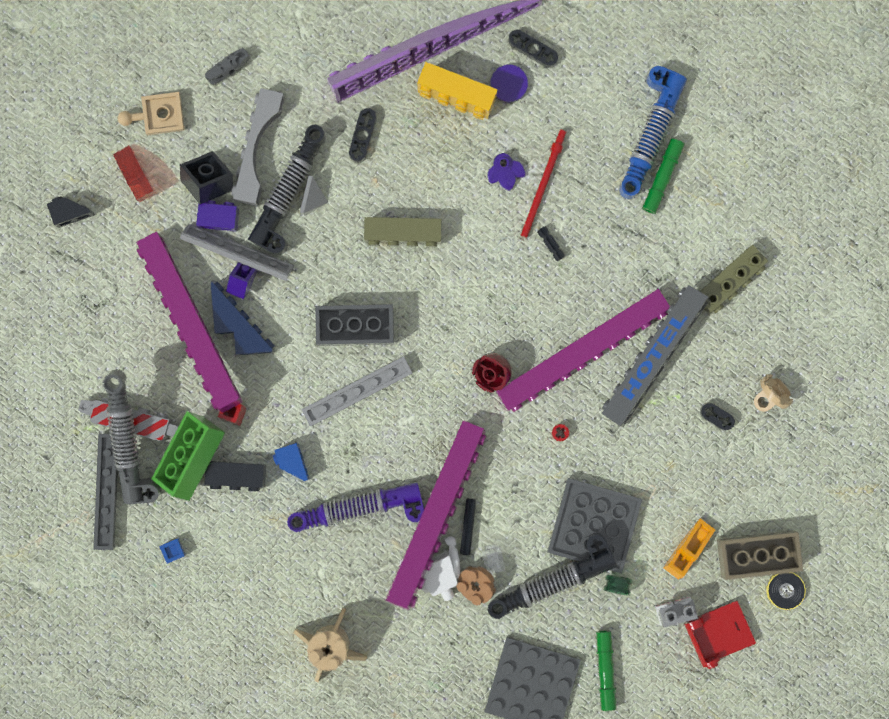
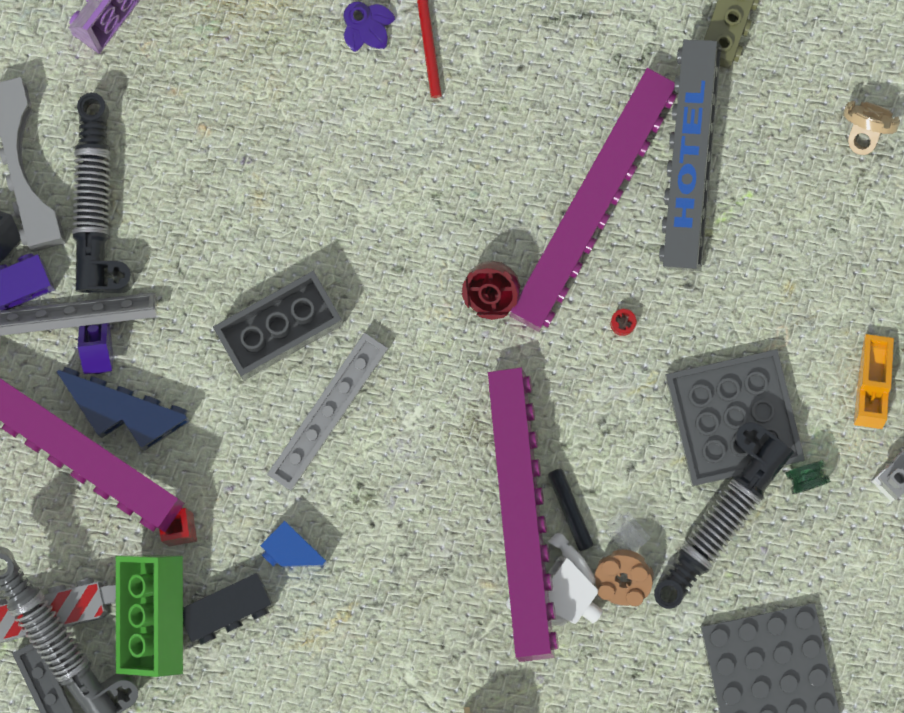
camera: 30 degrees left, 5 degrees down
(312, 198) = (133, 192): light grey slope -> none
(371, 123) = (157, 57): black beam -> none
(377, 501) = (415, 557): dark purple piece -> none
(402, 230) = (274, 171): olive brick -> none
(551, 243) = (476, 86): black axle -> none
(606, 670) = (855, 599): green piece -> none
(719, 413) = (814, 199): black beam -> none

